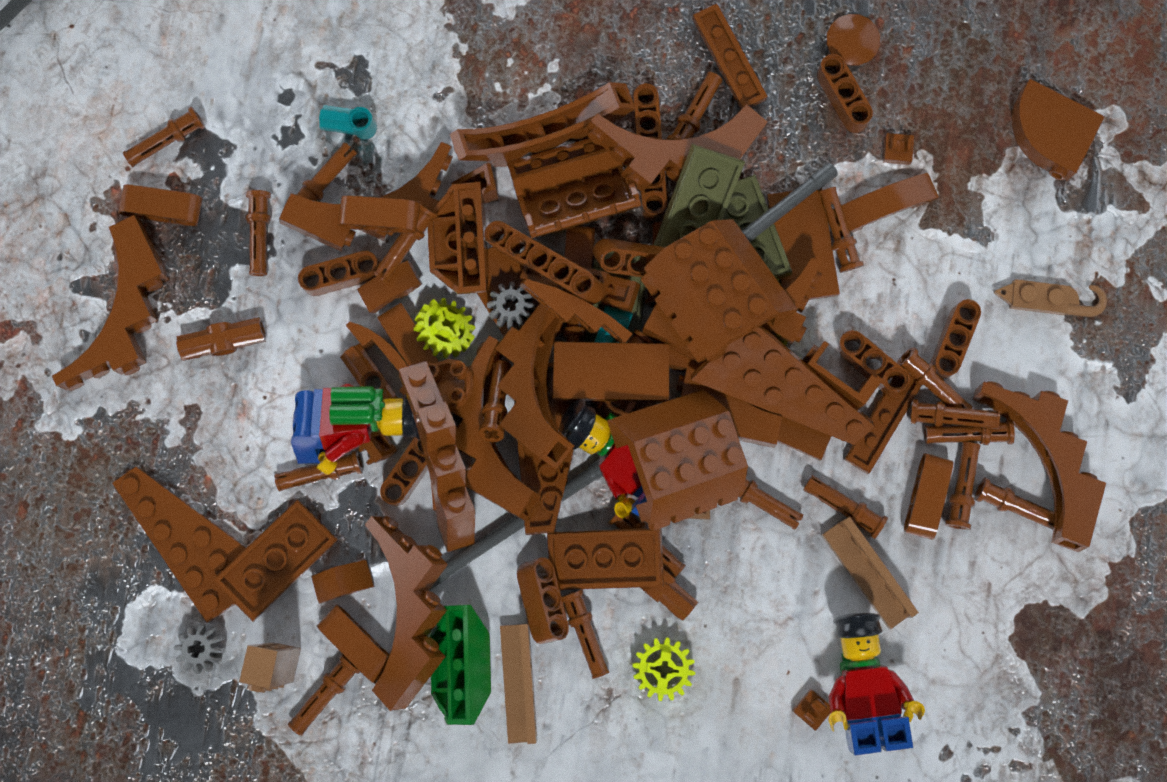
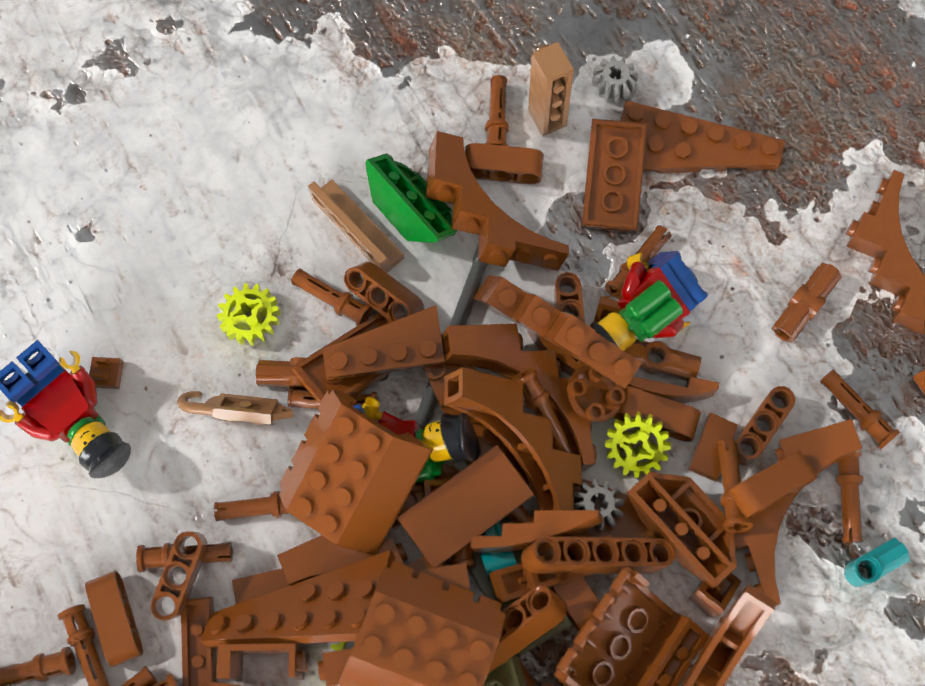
camera: 145 degrees right, 10 degrees down
(342, 581) = (550, 200): dark orange slope -> none
(567, 538) = (391, 347): none -> dark orange wing
(727, 594) = (236, 408): none -> medium nougat plate
(868, 476) = (167, 586): none -> dark orange beam
(869, 573) = (126, 512): medium nougat fence -> none

